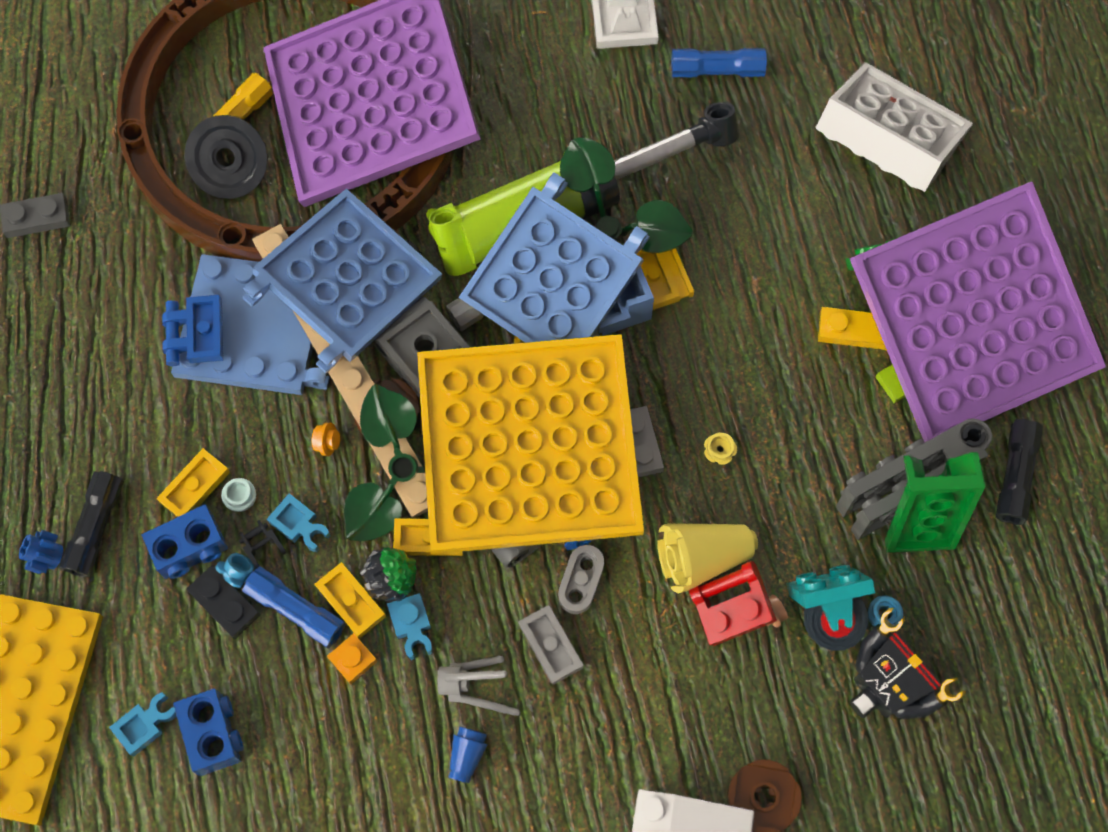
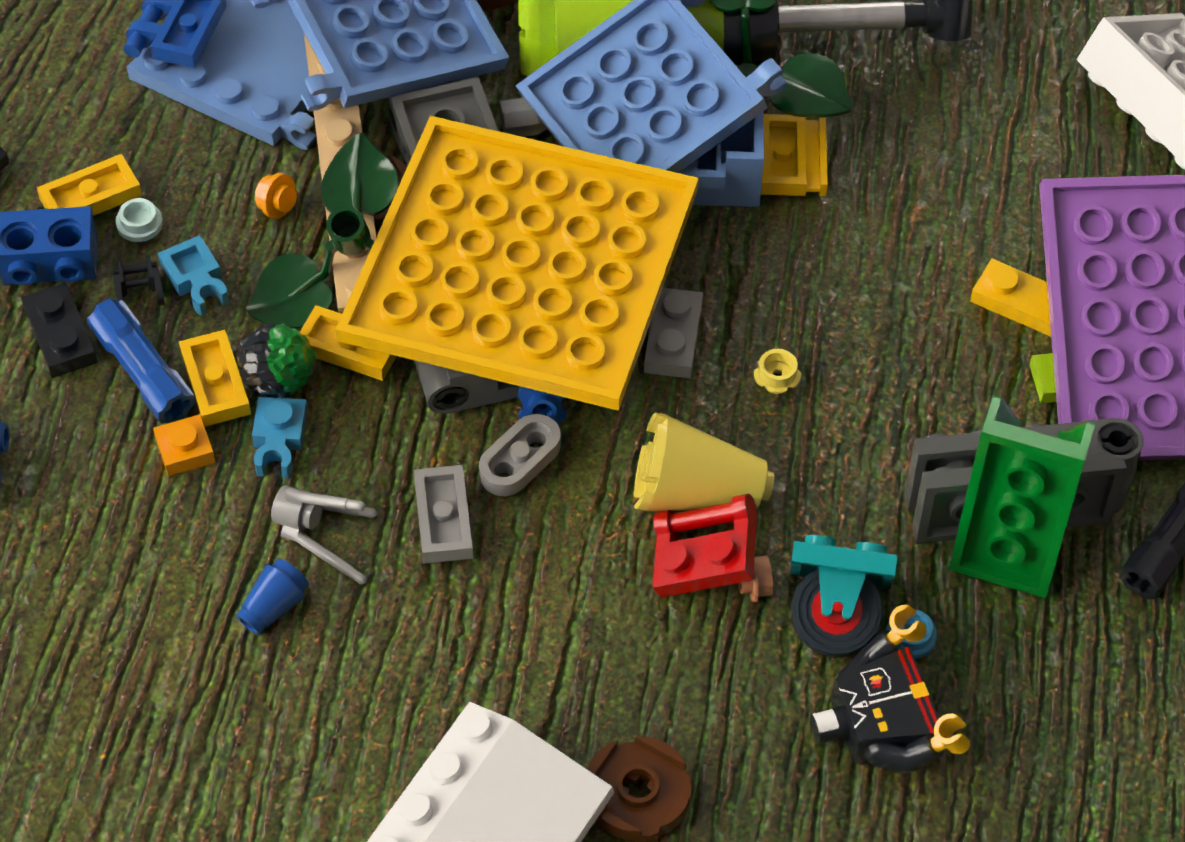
camera: 20 degrees right, 15 degrees down
(235, 569) = (90, 293): dark azure plate -> none

